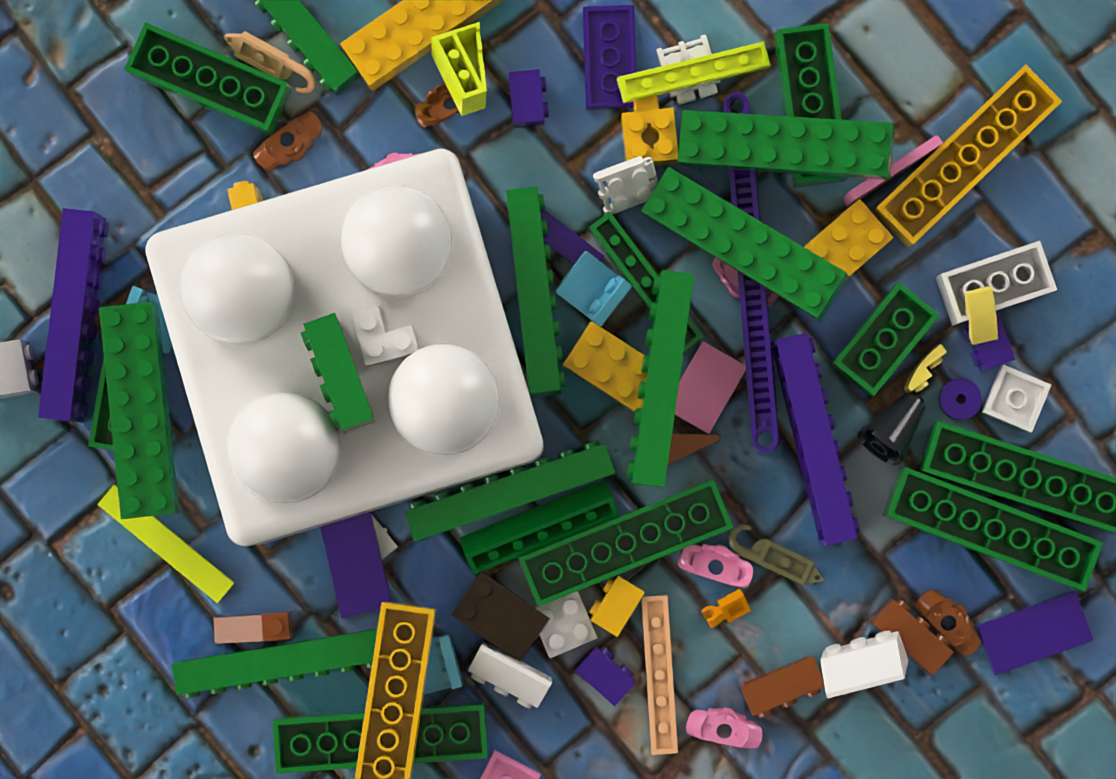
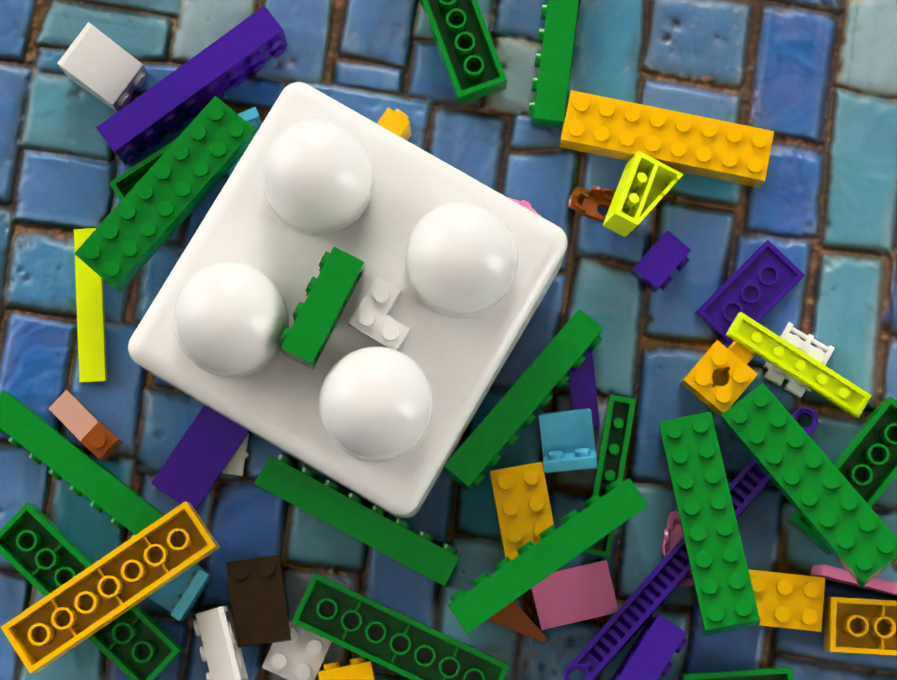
camera: 50 degrees right, 5 degrees down
(268, 59) = (511, 52): light nougat plate -> none
(305, 130) = (446, 118): dark orange piece -> none
(539, 527) = (352, 567): green brick -> none
(626, 183) = (668, 393): white plate -> none

